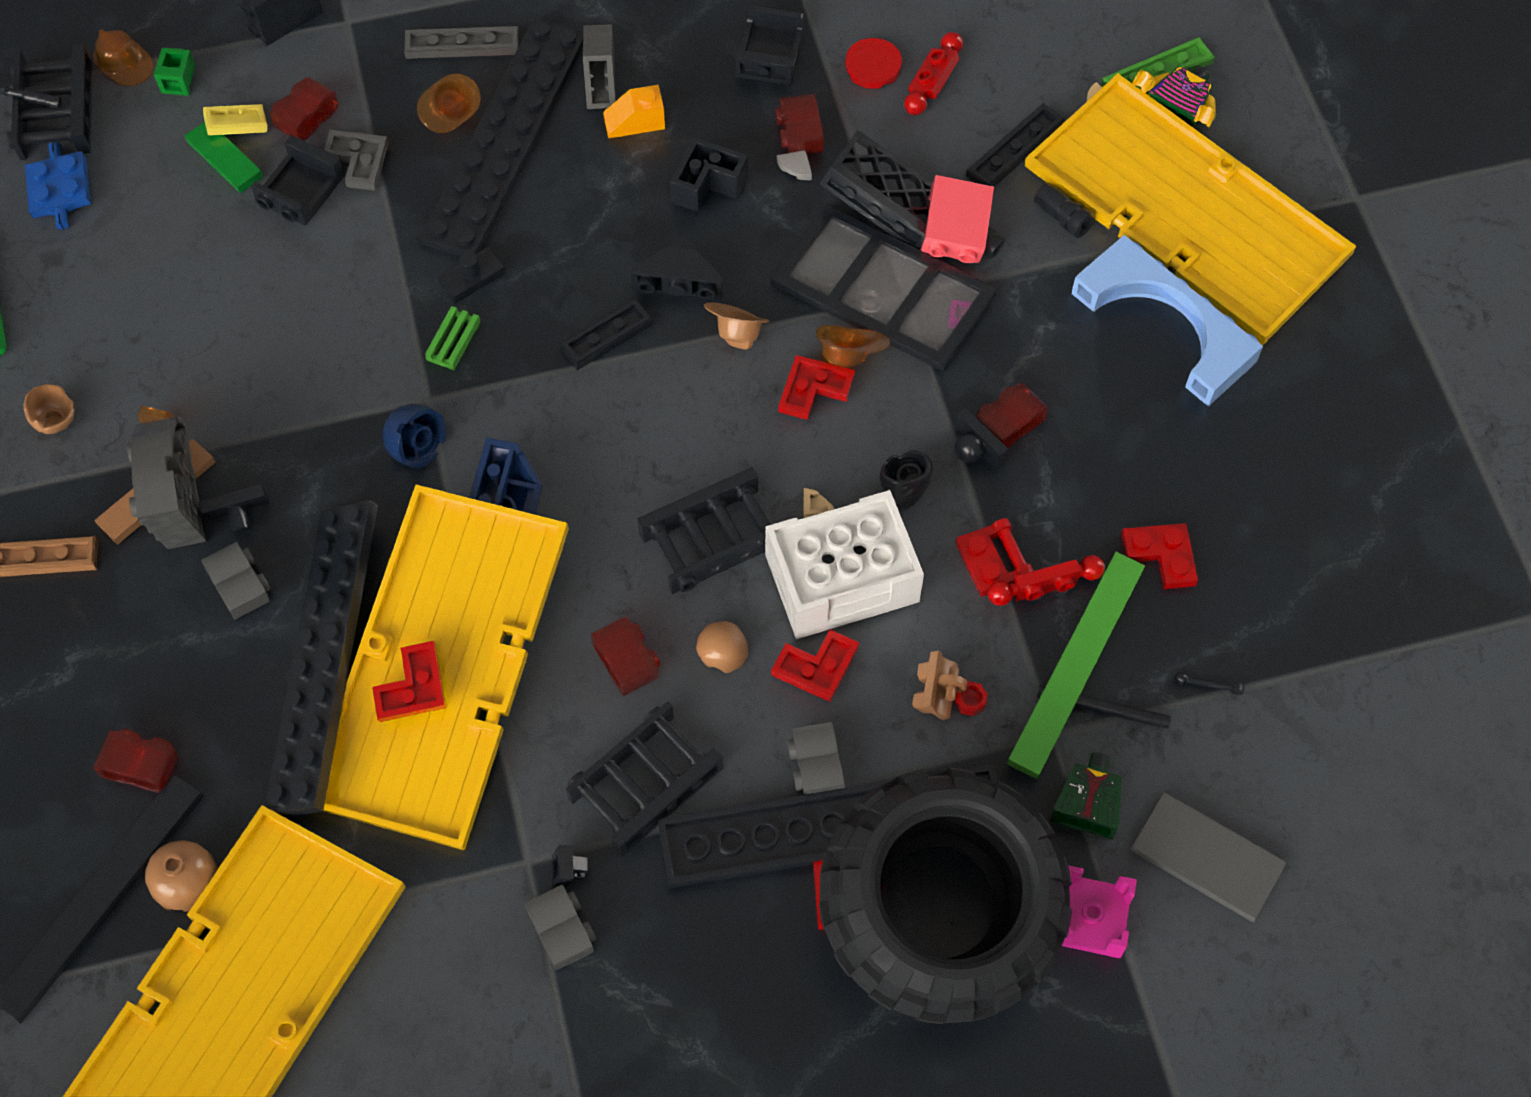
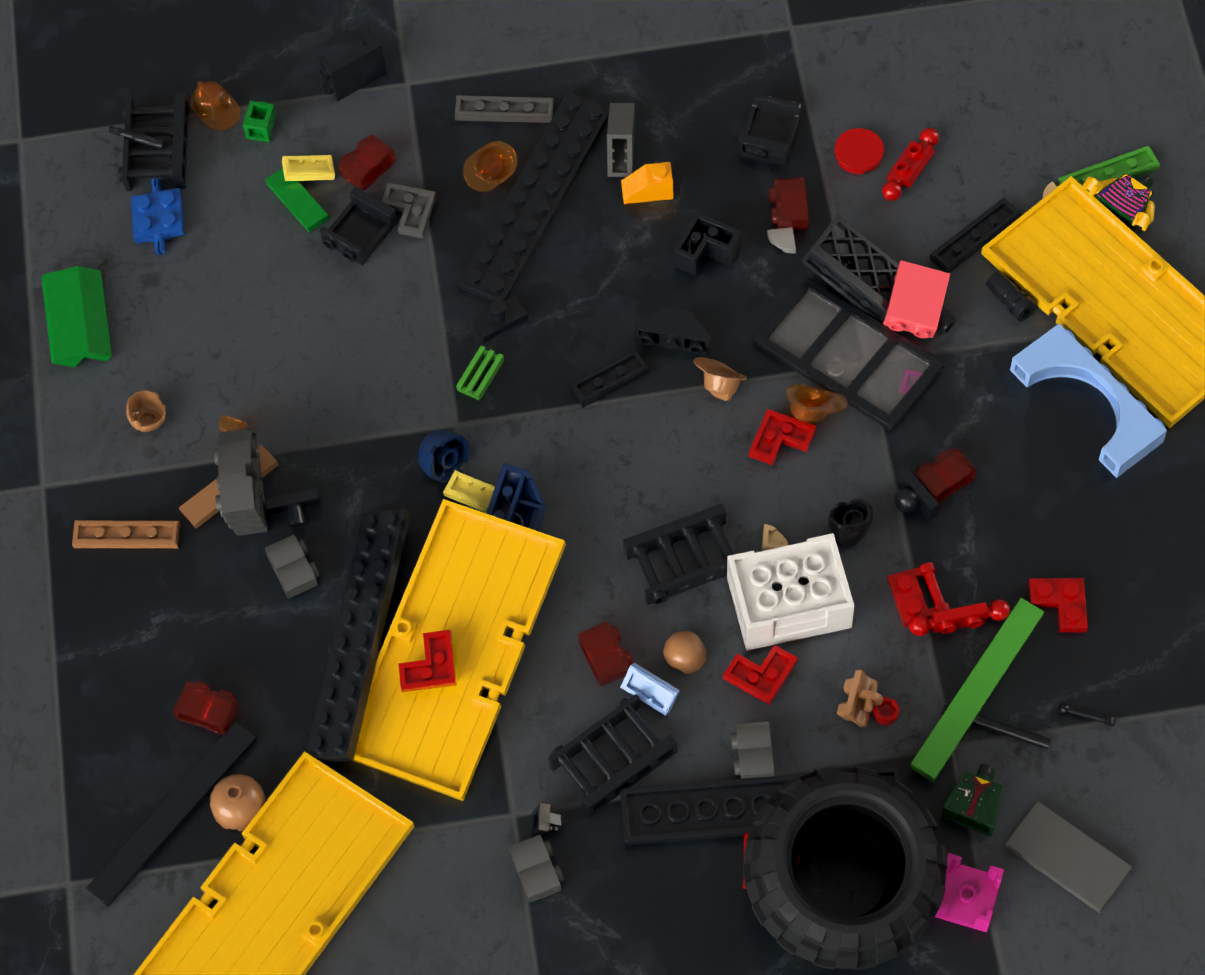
camera: 10 degrees right, 0 degrees up
(447, 475) = (469, 491): none -> light yellow plate
(684, 694) = (650, 689): none -> light blue plate

